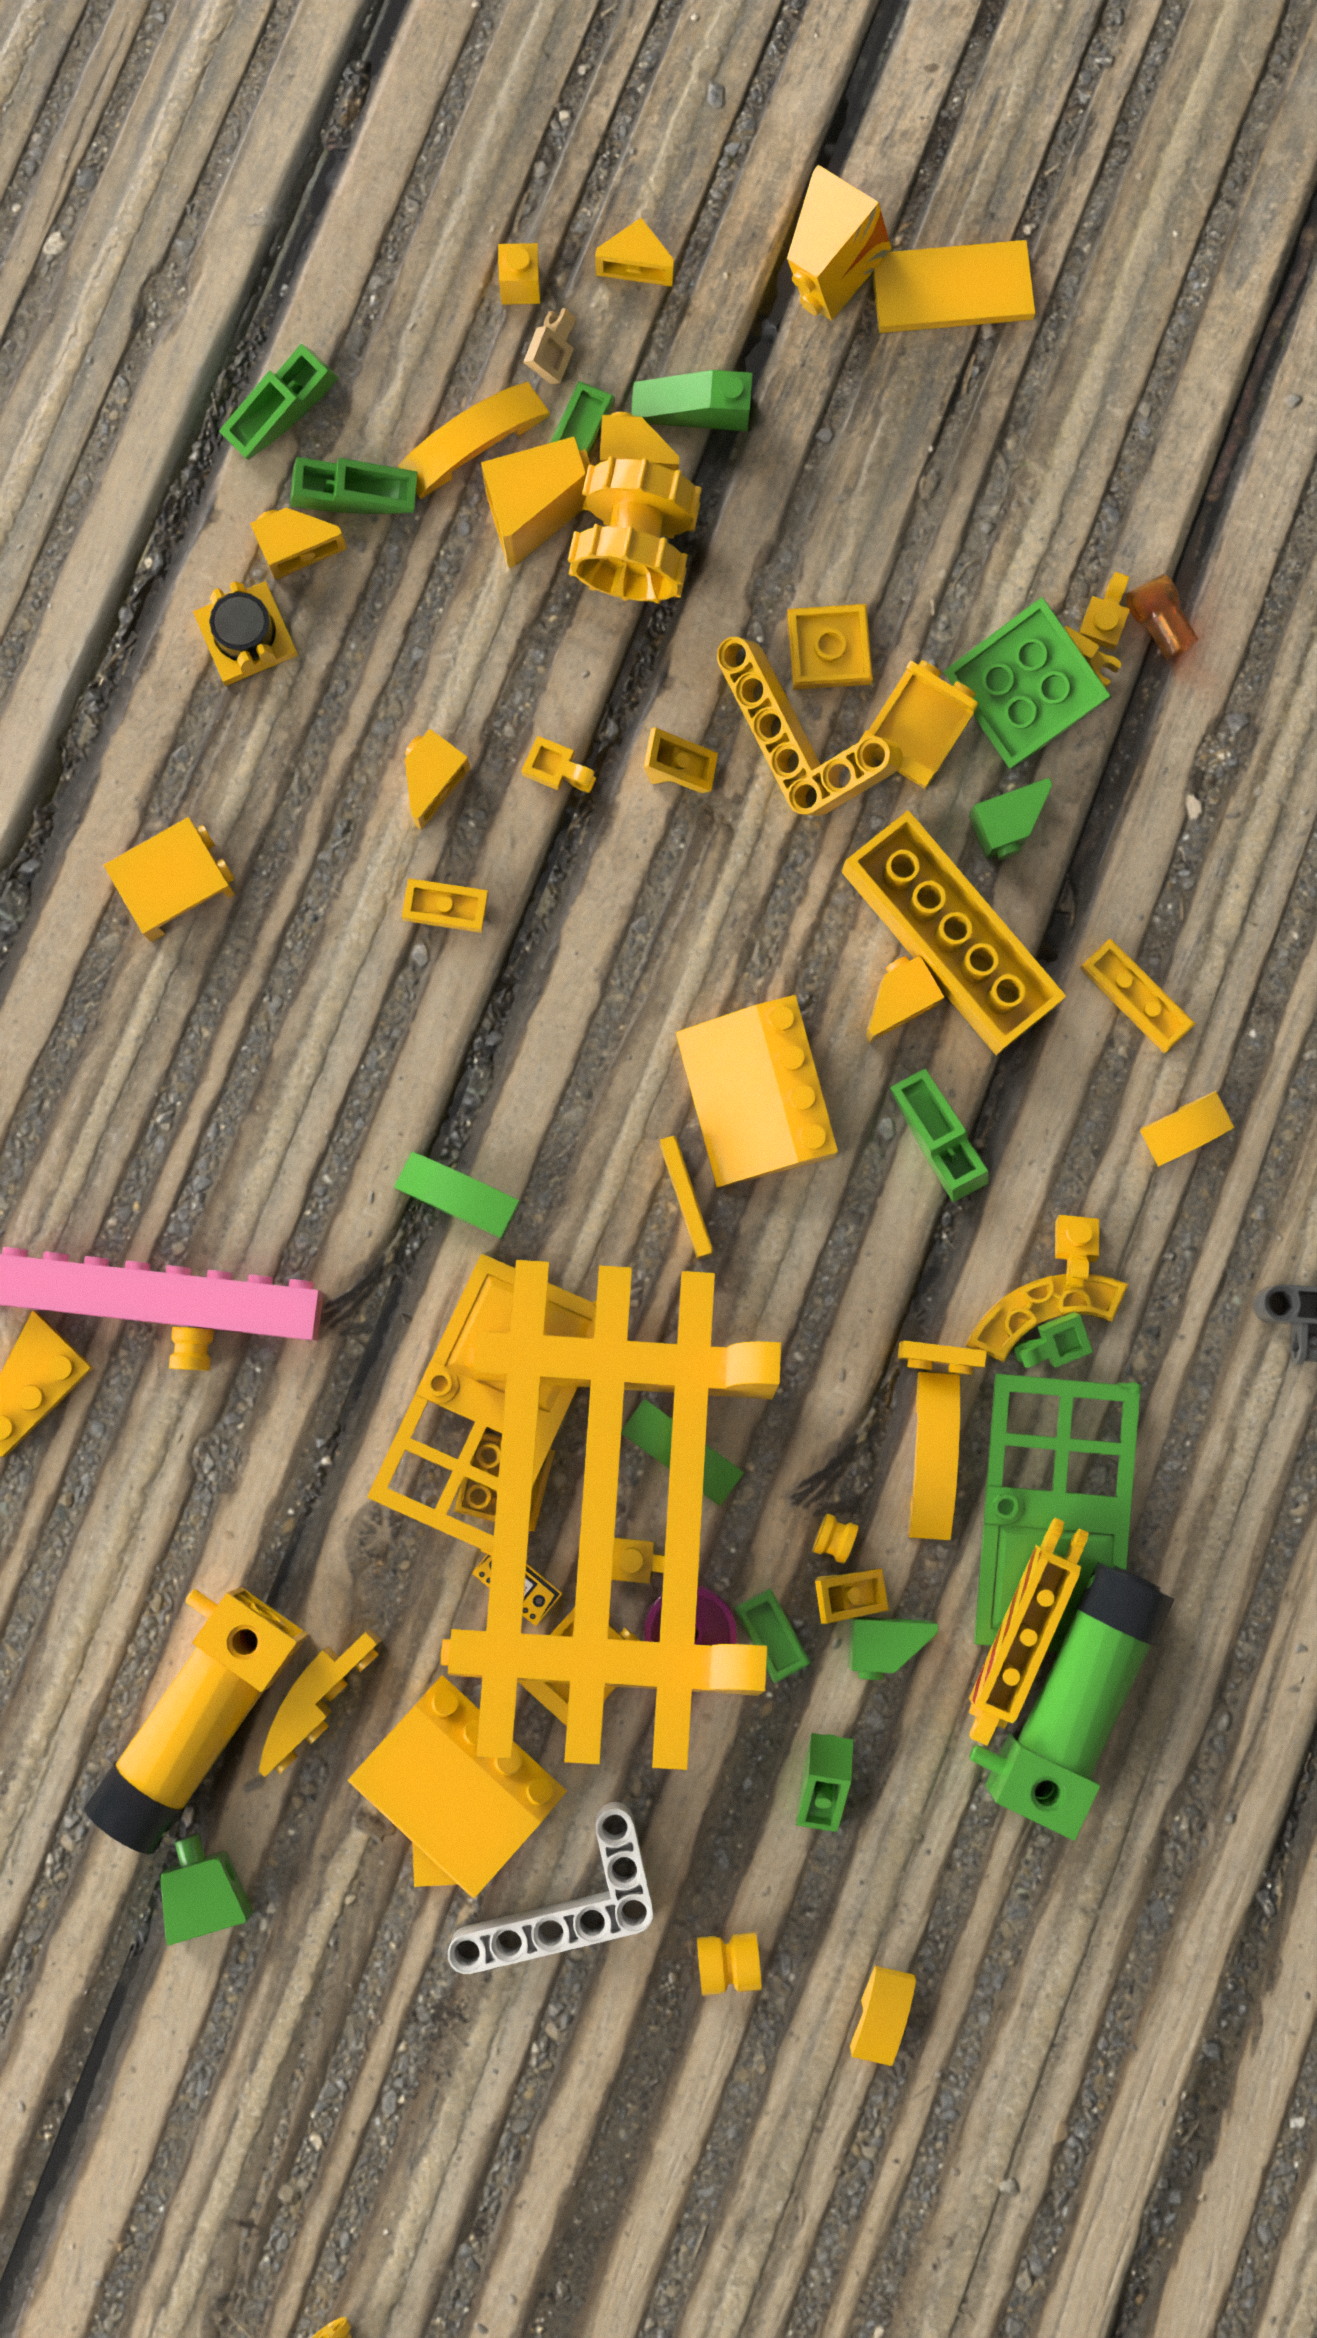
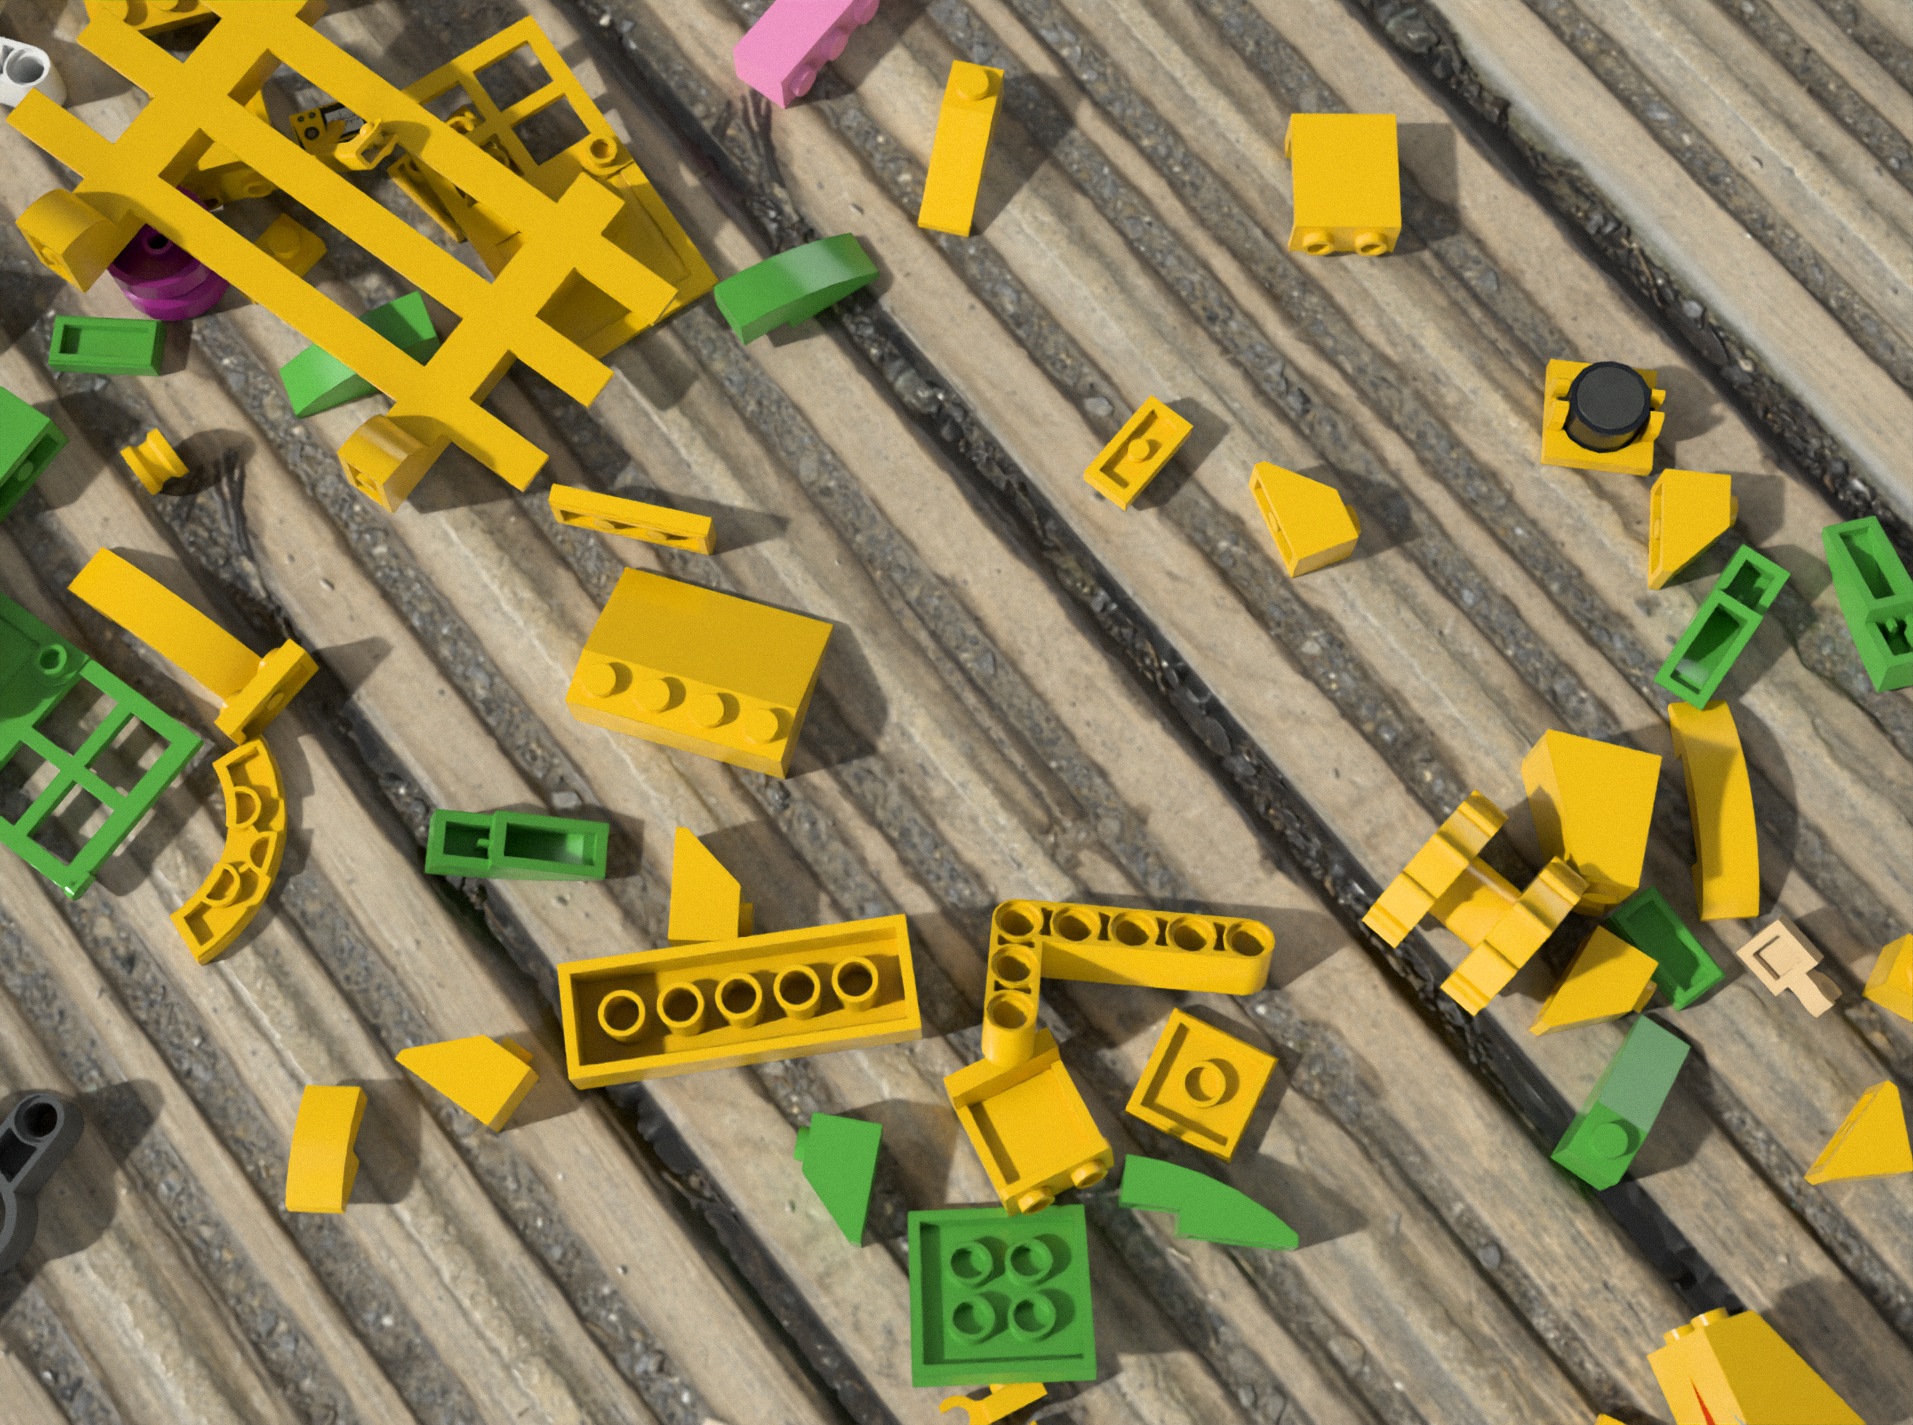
camera: 125 degrees right, 10 degrees down
(290, 1146) = (962, 147): none -> yellow slope
(544, 1568) = (347, 155): none -> yellow piece
(552, 764) = (1235, 662): yellow plate -> none
(679, 761) = (1153, 803): yellow slope -> none
(851, 1595) = (82, 433): yellow slope -> none
(904, 605) = (1202, 1206): none -> bright green slope
(1059, 1342) = (189, 837): bright green plate -> none
(1077, 1243) = (284, 931): yellow plate -> none
(1090, 1068) = (476, 1074): none -> yellow slope
(1137, 995) = (527, 1198): yellow tile -> none

